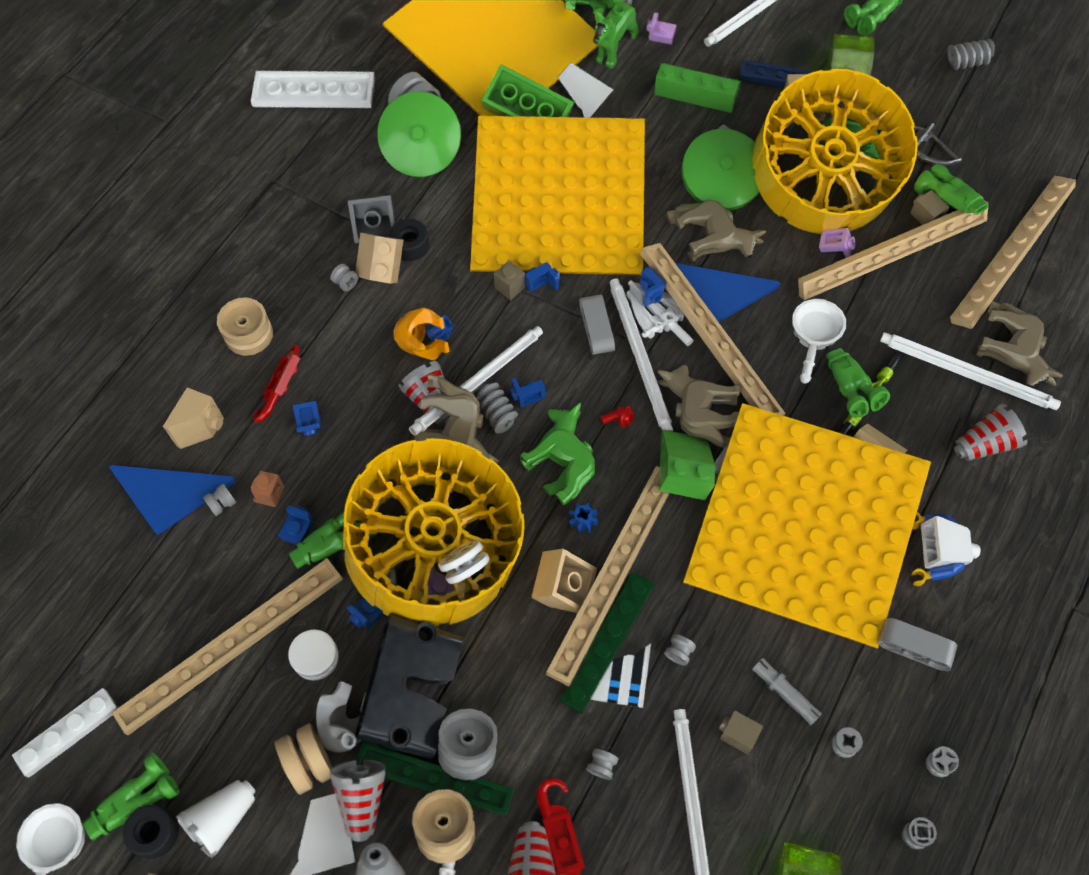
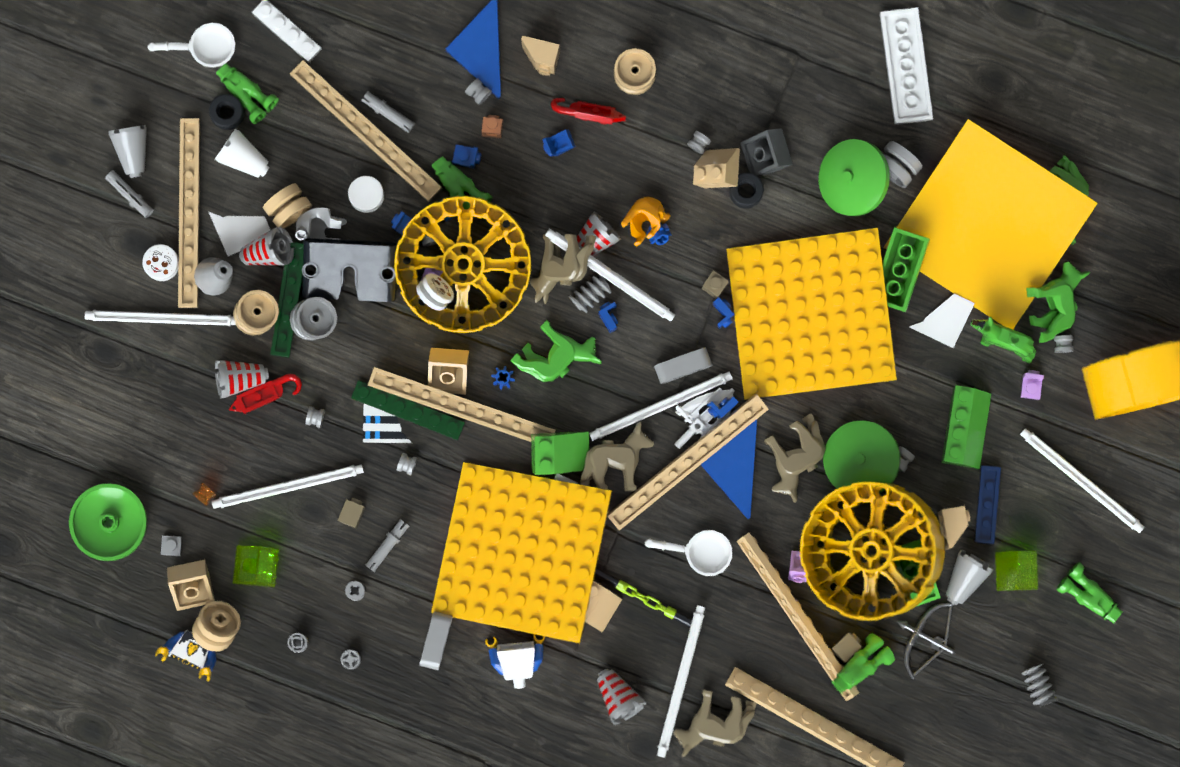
camera: 80 degrees right, 20 degrees up
(214, 612) = (387, 111): none -> light grey pin
(623, 415) = (597, 399): red plate -> none
(851, 378) = (657, 582): bright green piece -> none

